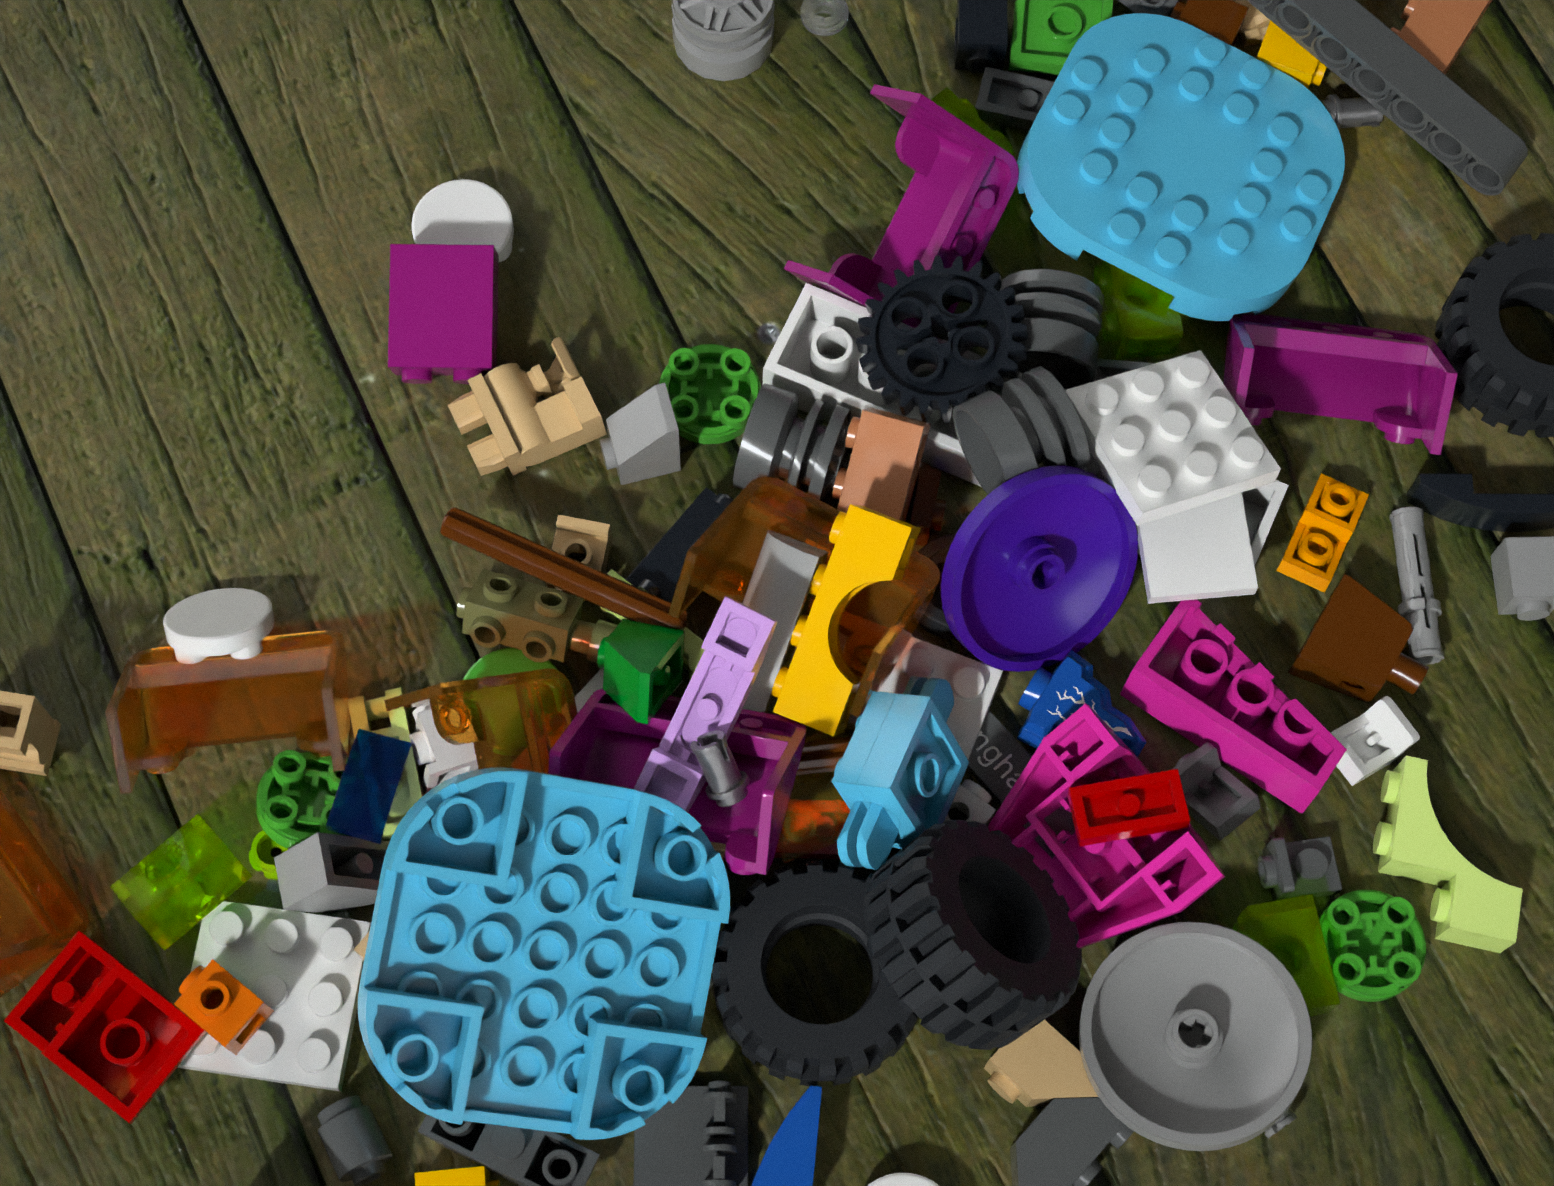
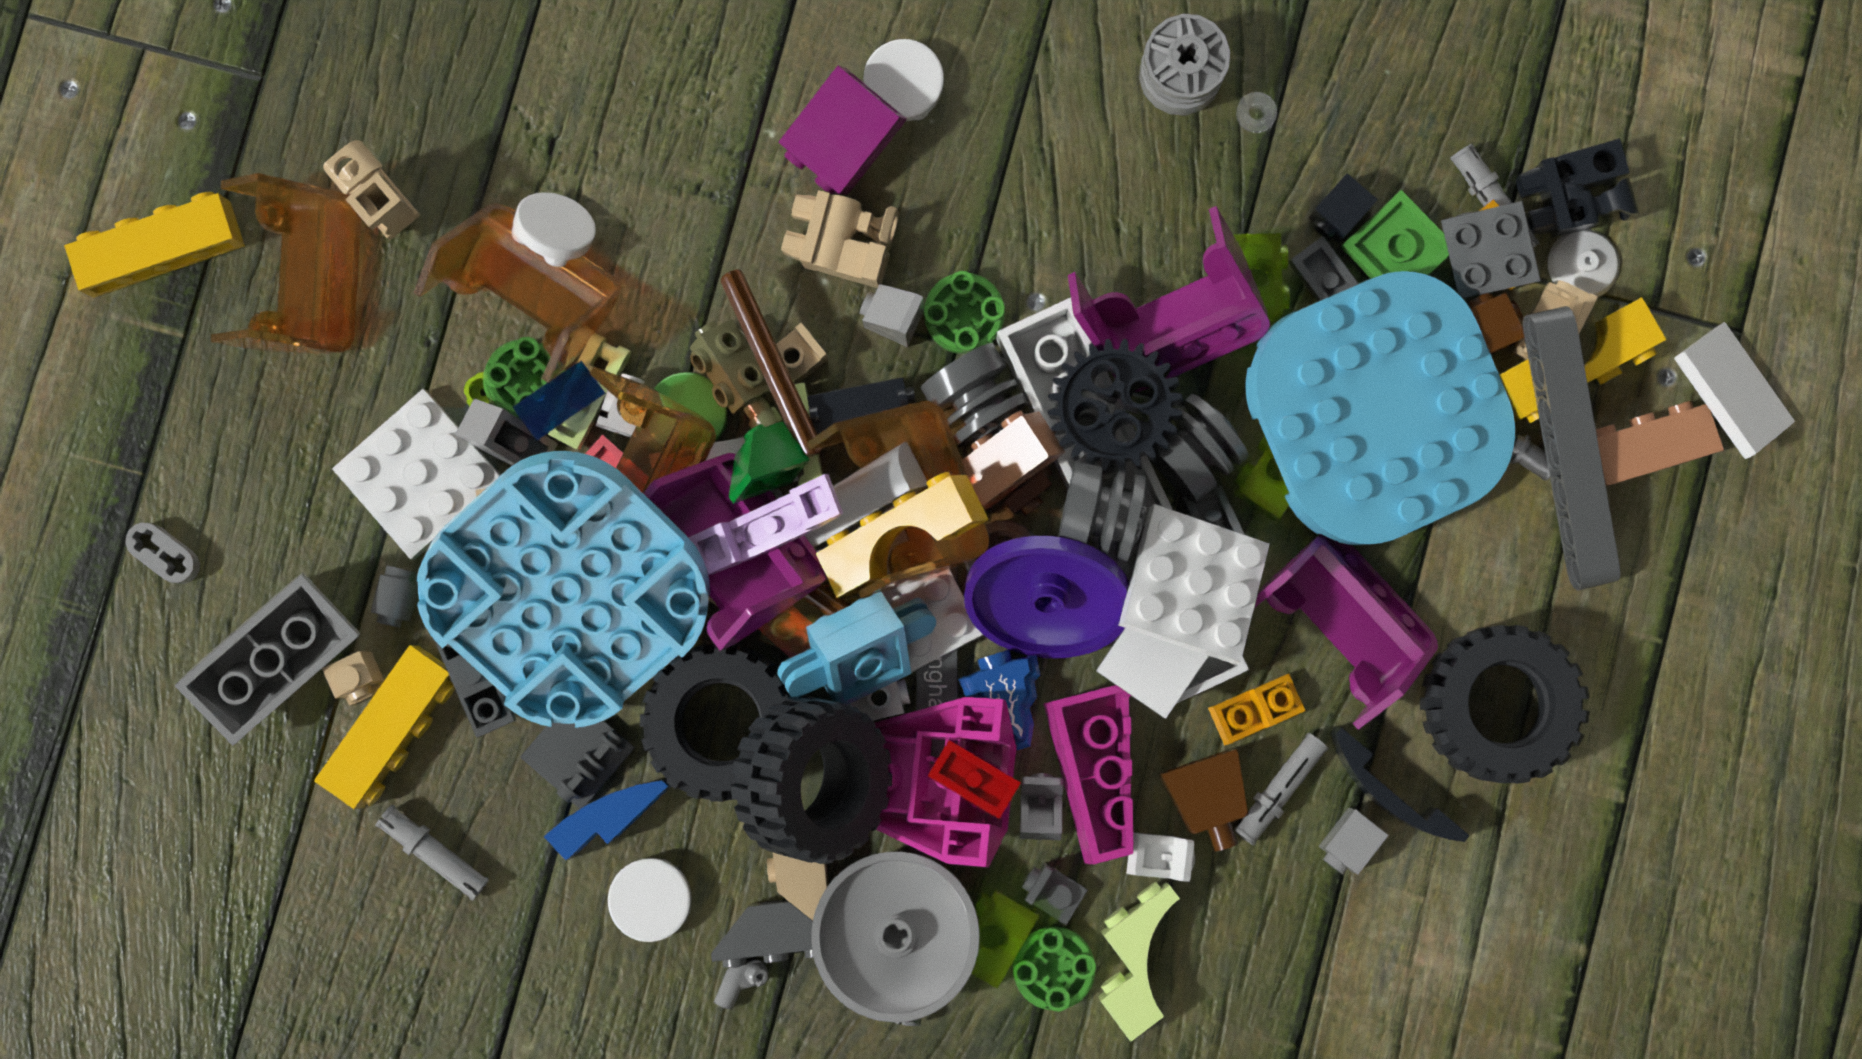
camera: 50 degrees right, 15 degrees up
(105, 1026) = (311, 418): red slope -> none
(180, 882) = (414, 368): clear neon green brick -> none
(222, 1006) = (378, 463): orange brick -> none
(724, 779) = (747, 575): flat silver pin -> none

